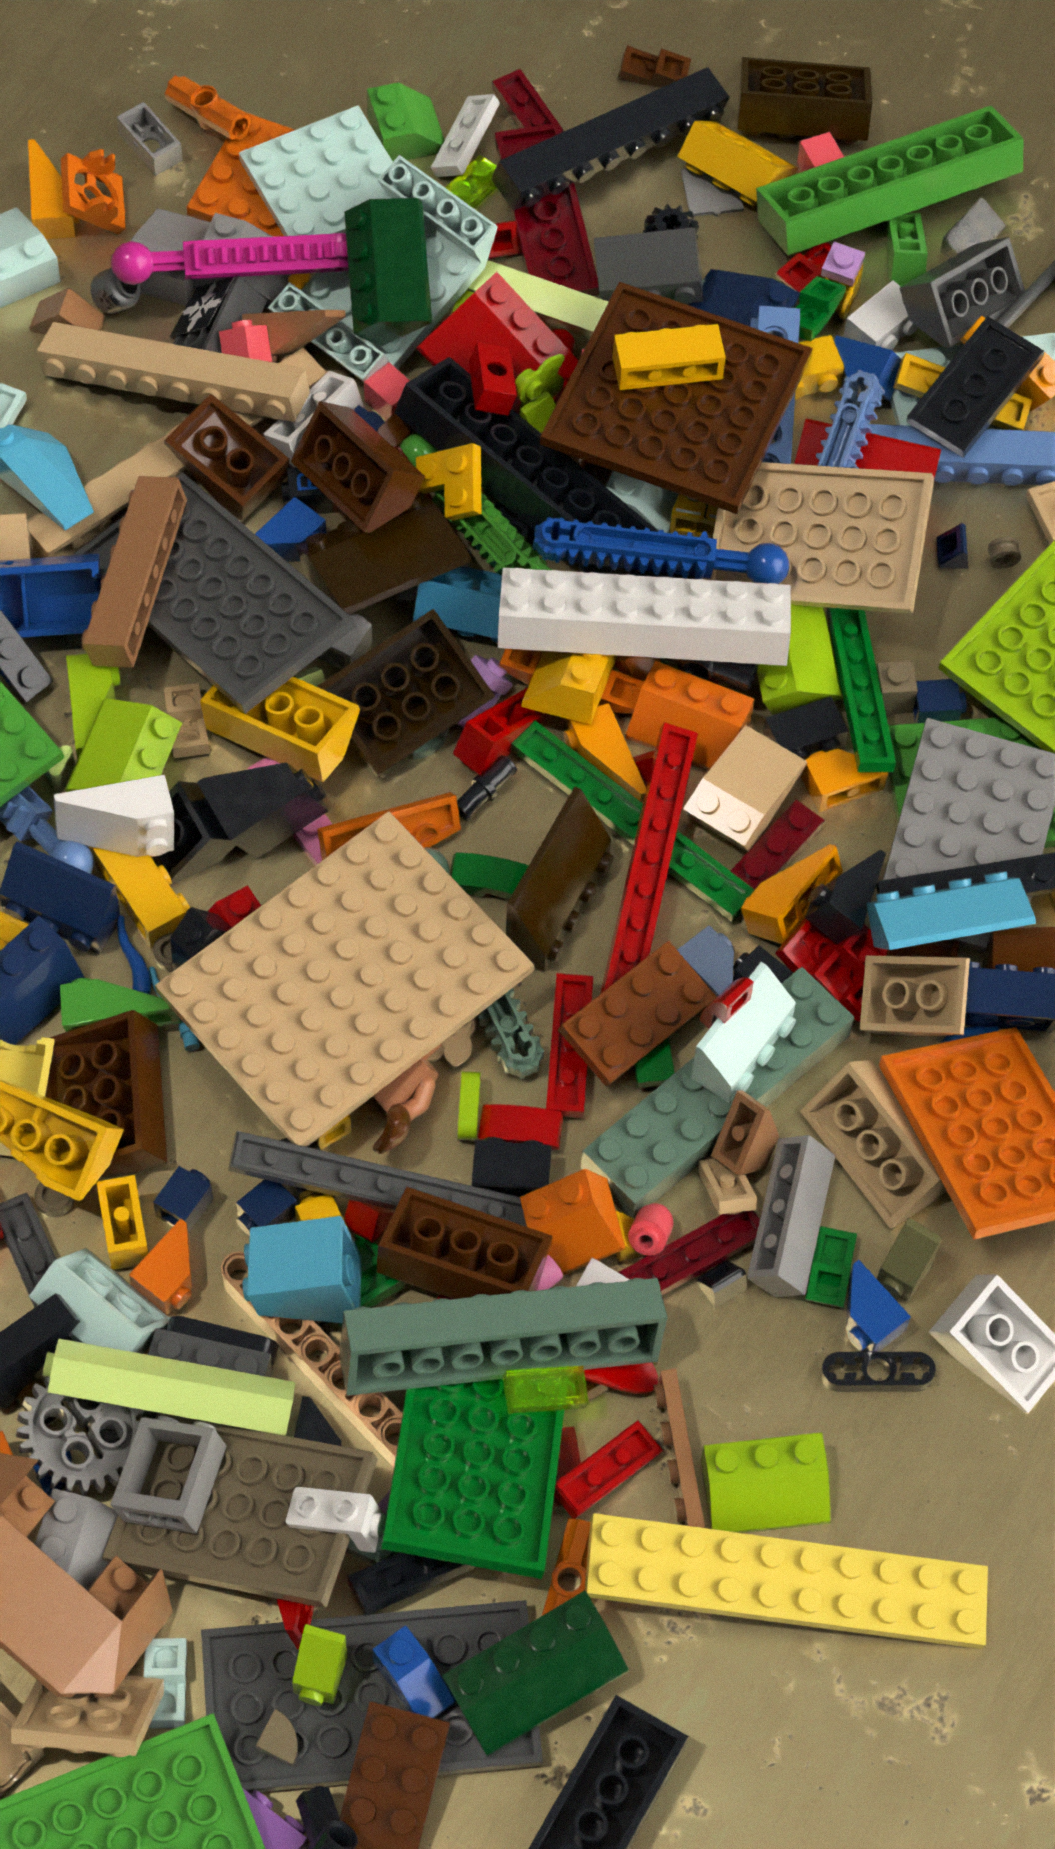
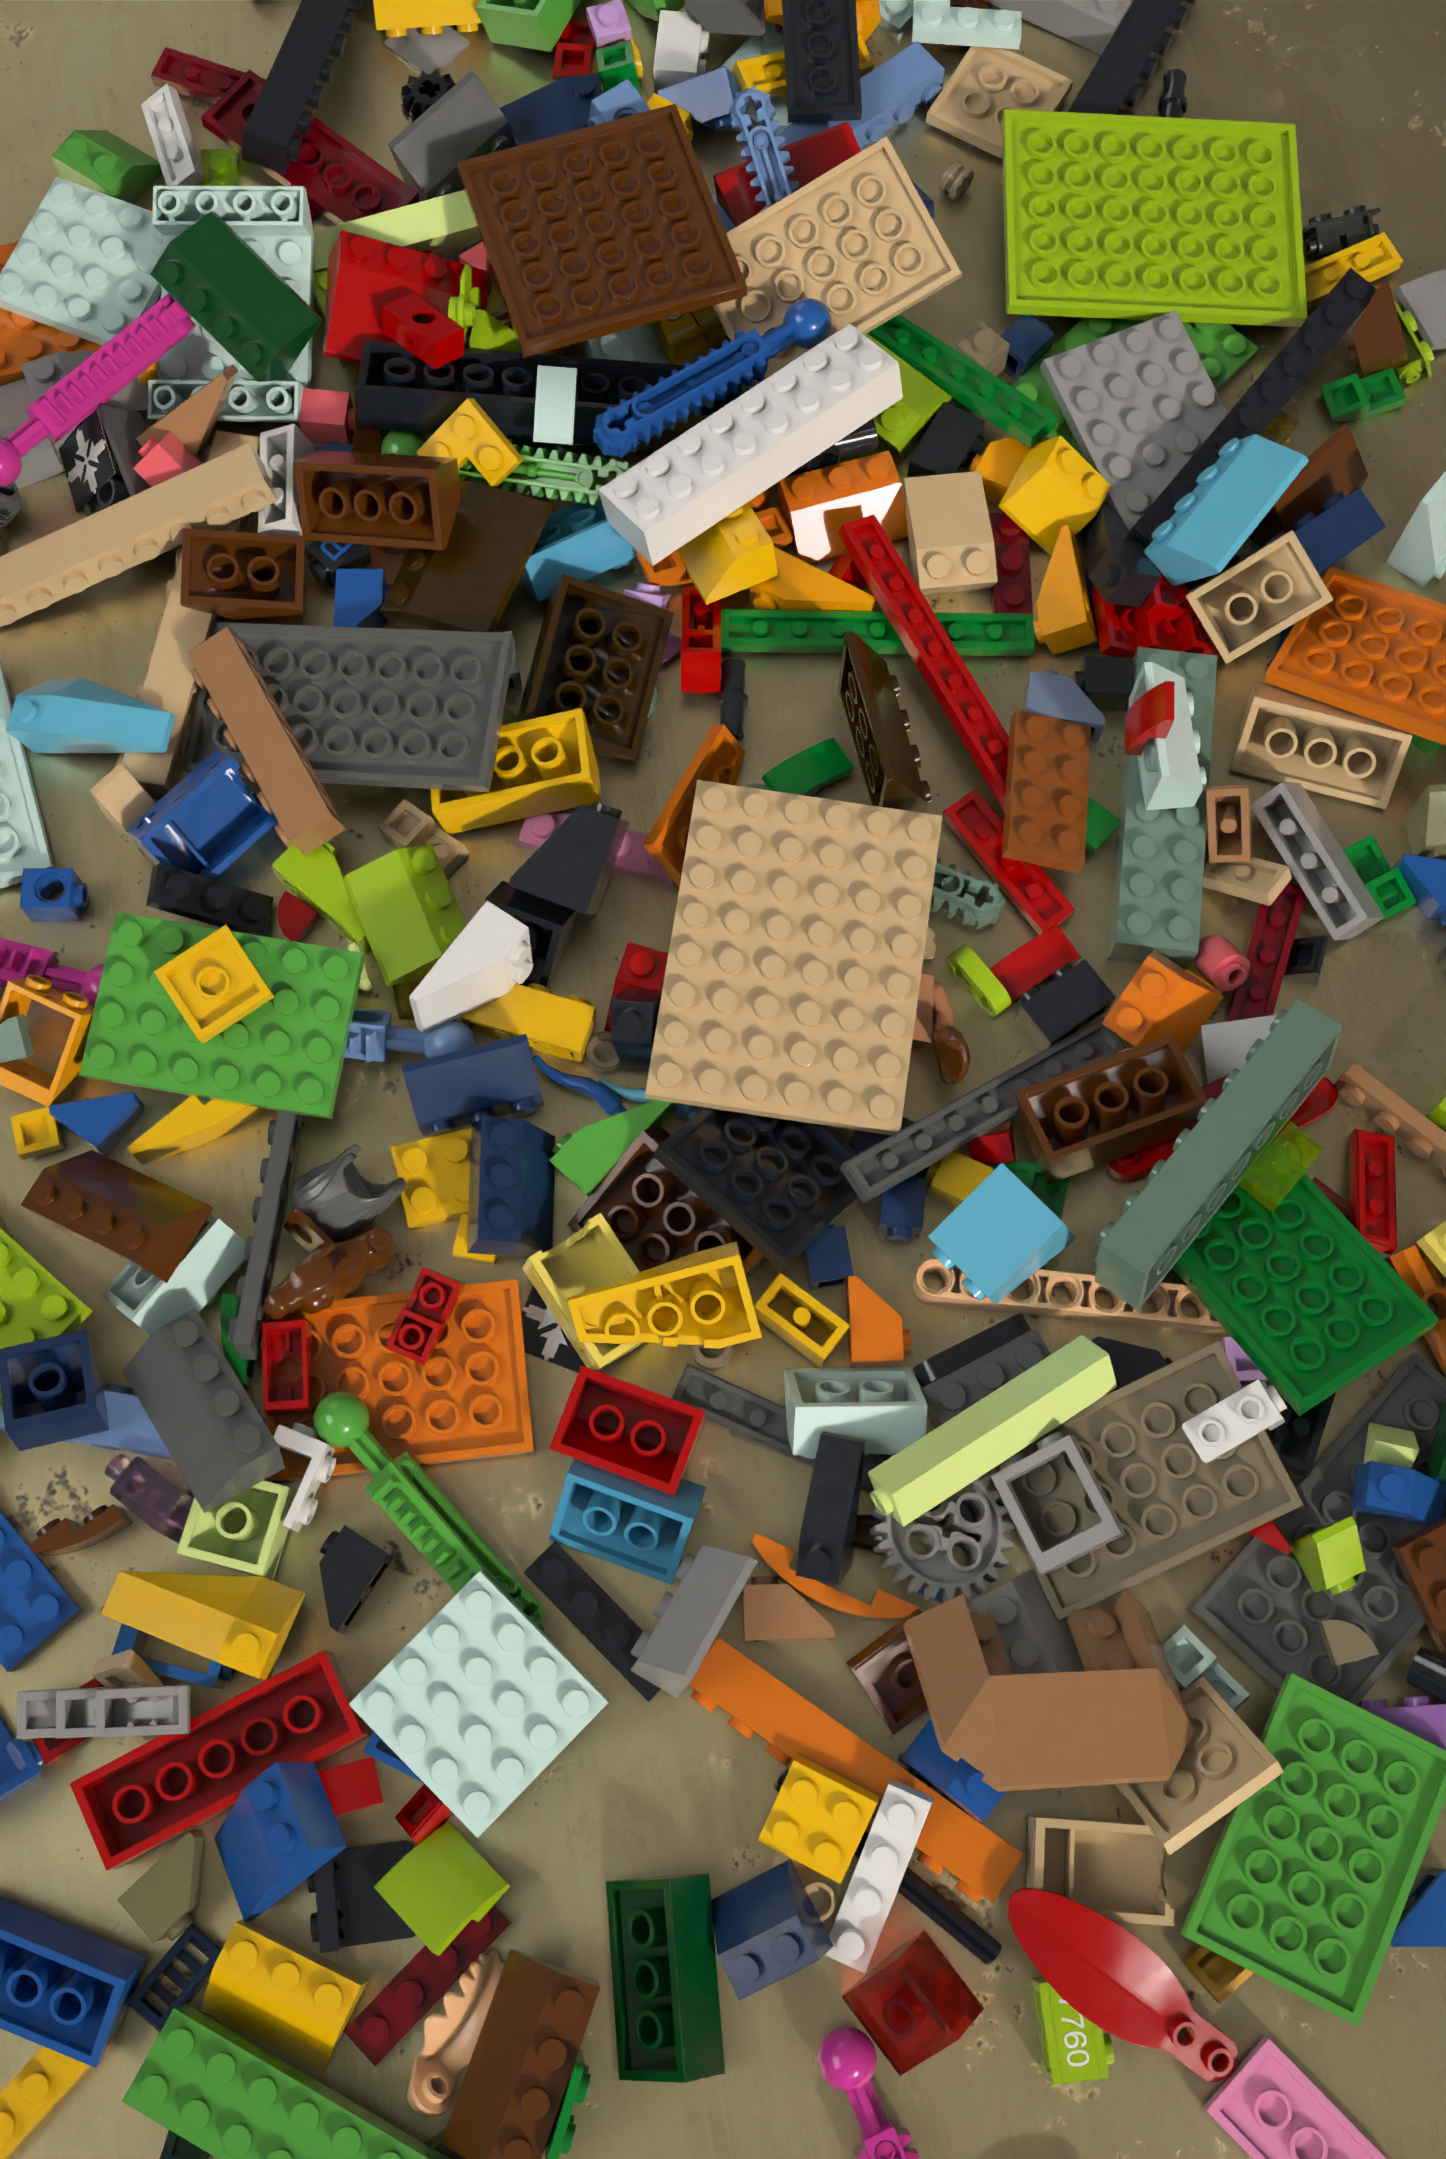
camera: 40 degrees left, 10 degrees up
(54, 706) = (295, 917): none -> red tile
(182, 1104) = (763, 1176): none -> black plate
(440, 1641) = (1391, 1446): none -> yellowish green slope
(533, 491) = (555, 405): none -> light aqua slope
(668, 356) = (569, 195): yellow brick -> none
(849, 816) = (1052, 491): none -> yellow slope

